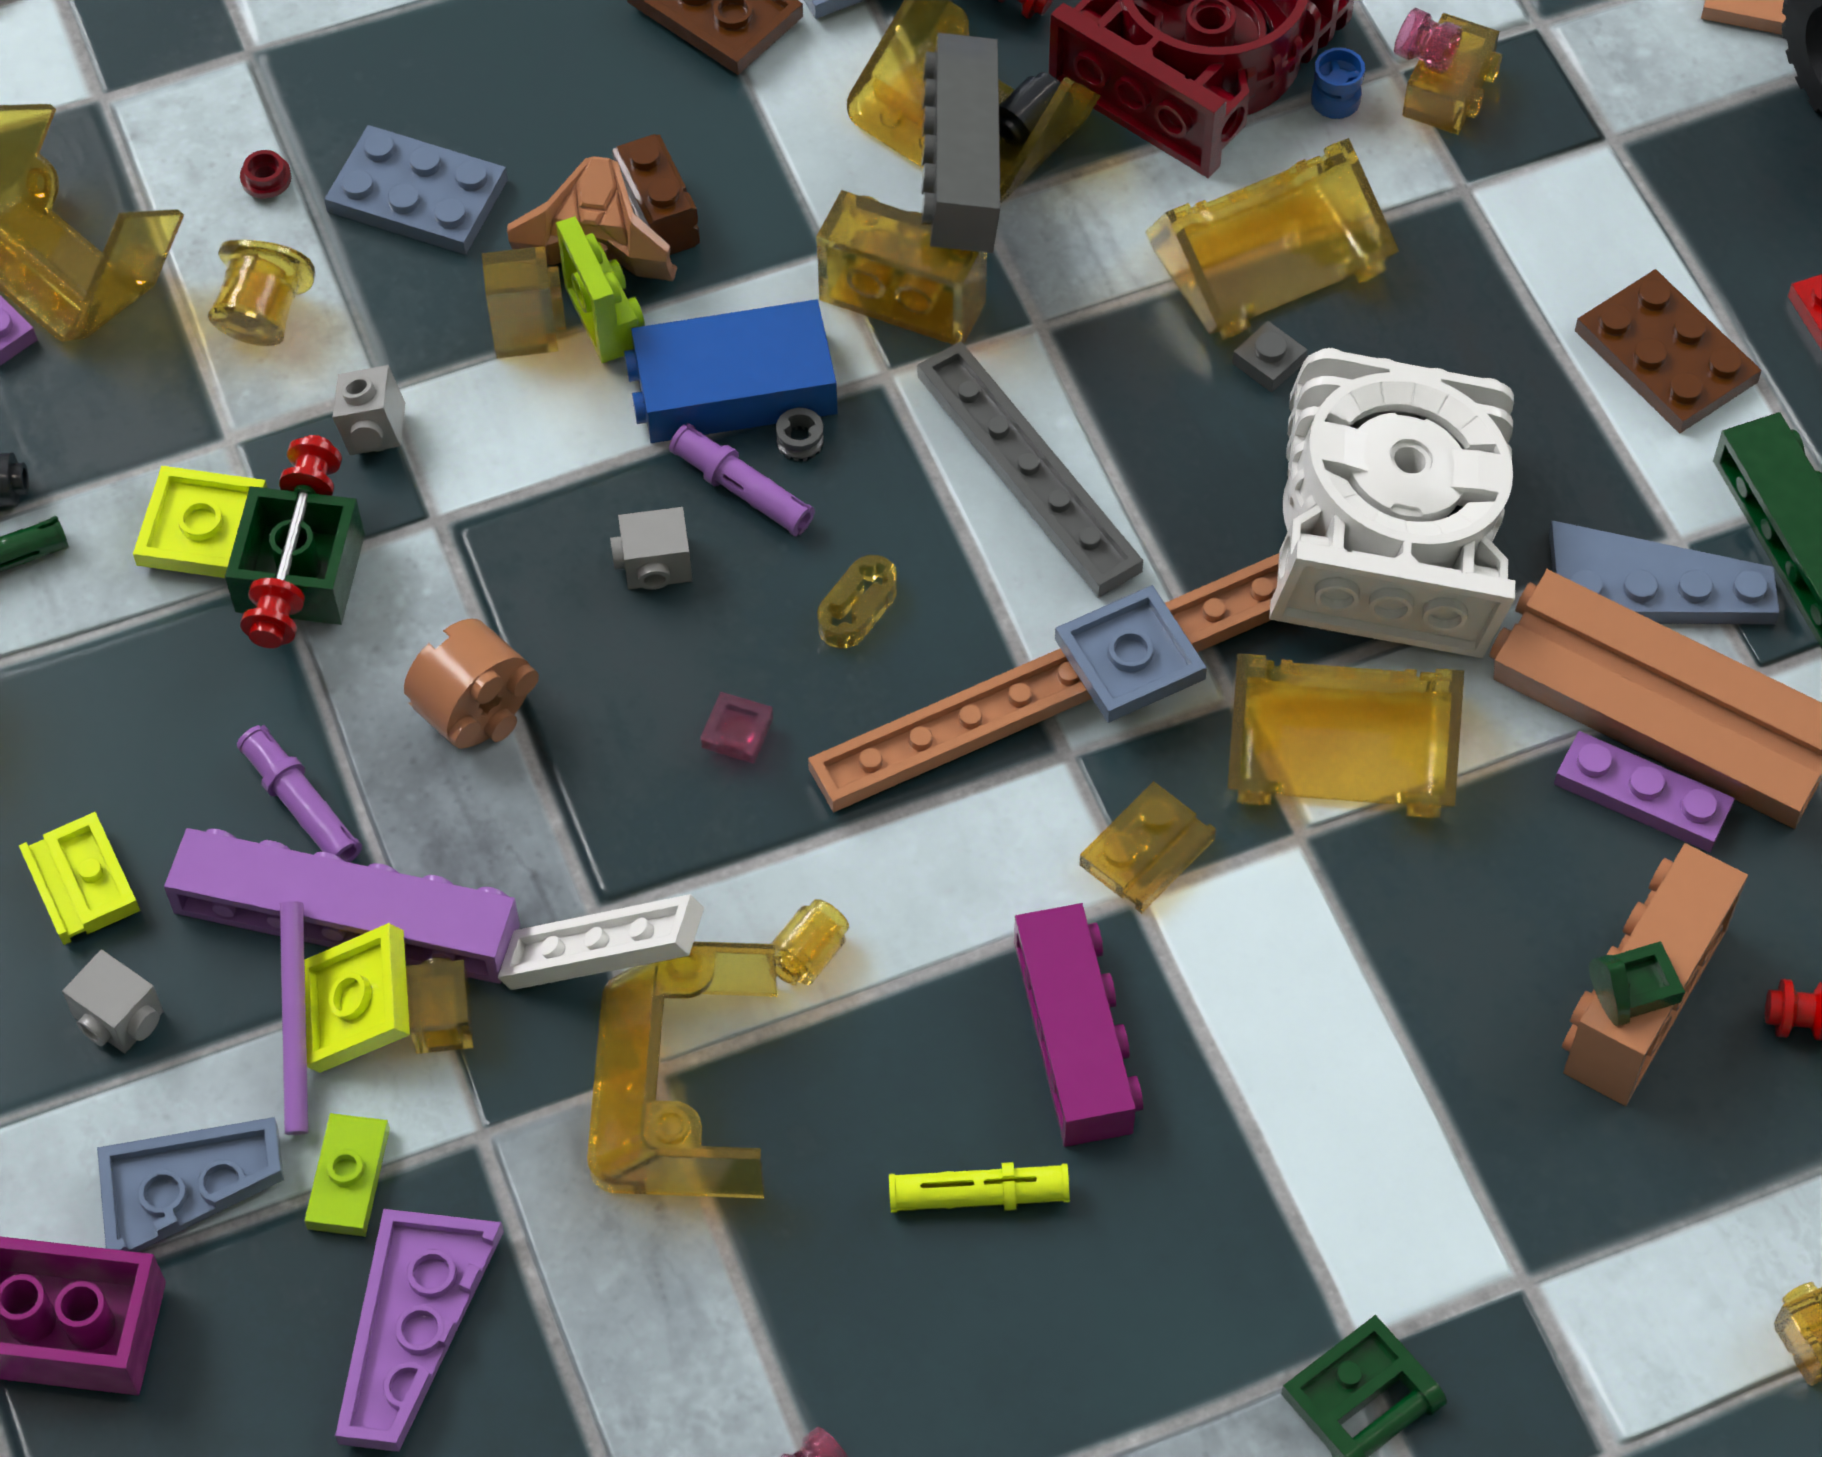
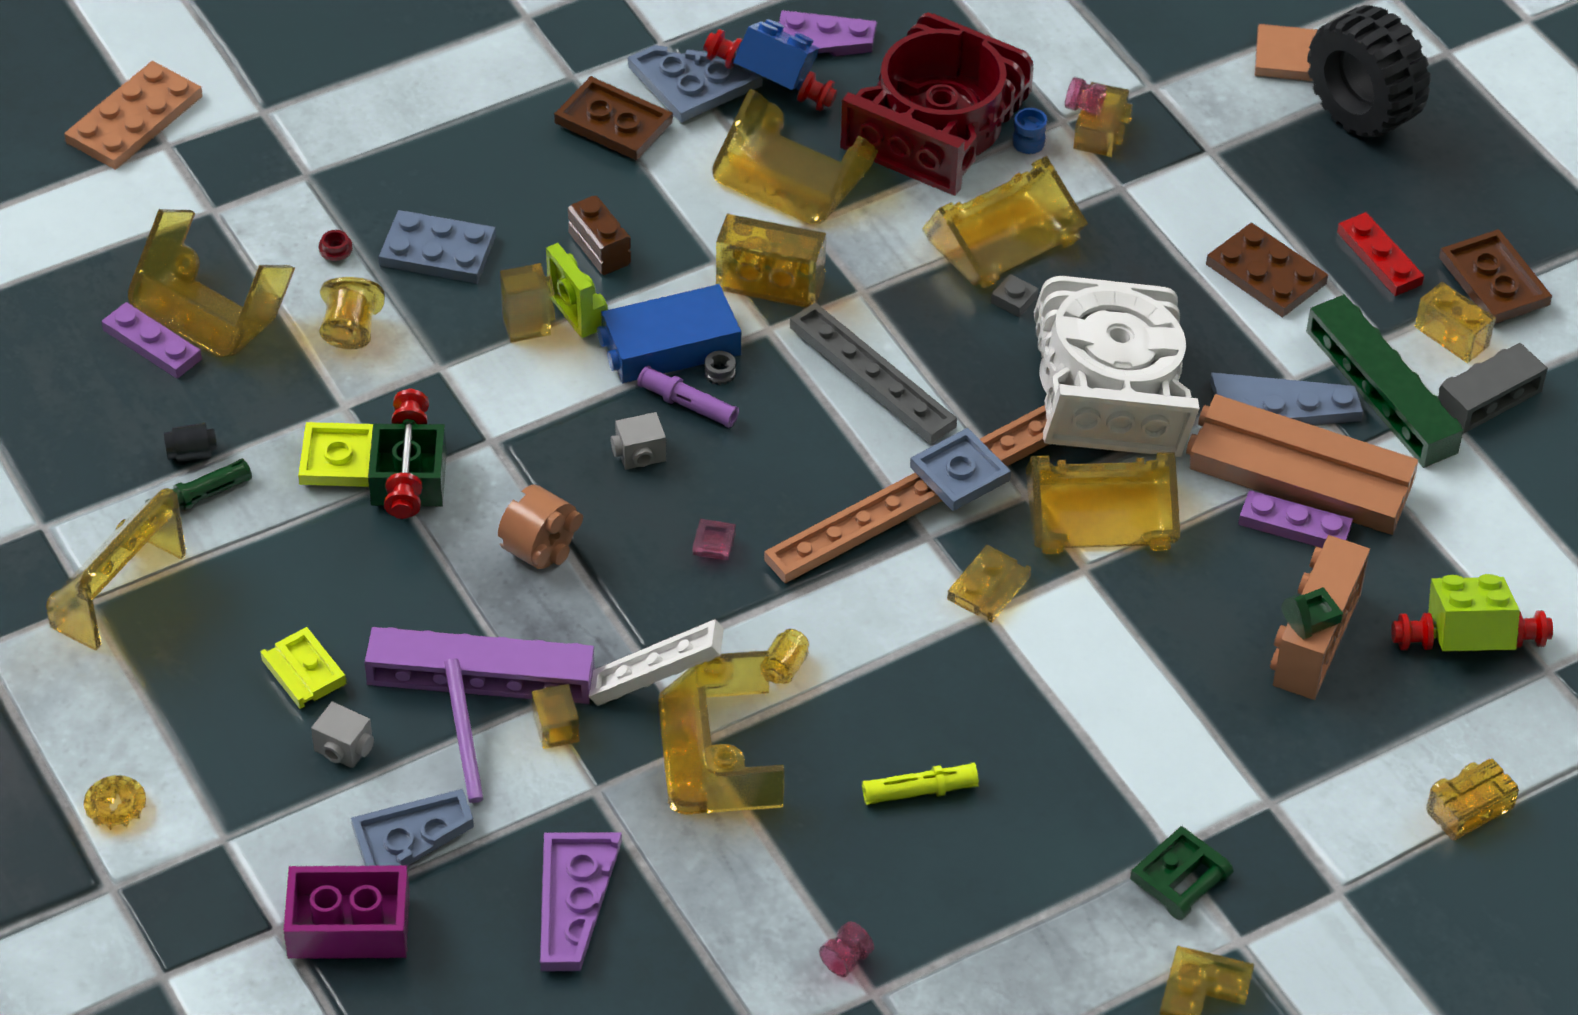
camera: 10 degrees left, 10 degrees down
(285, 778) = (426, 597): medium lavender pin -> none
(347, 1174) = (514, 820): lime plate -> none
(356, 997) = (503, 714): neon yellow plate -> none
(369, 410) = (437, 376): light grey brick -> none
(602, 207) = (574, 237): nougat piece -> none
(849, 595) = (782, 463): clear yellow beam -> none
(961, 143) = (799, 180): dark grey brick -> none
(1025, 106) = (831, 161): black brick -> none
(1075, 1024) = (964, 685): magenta brick -> none

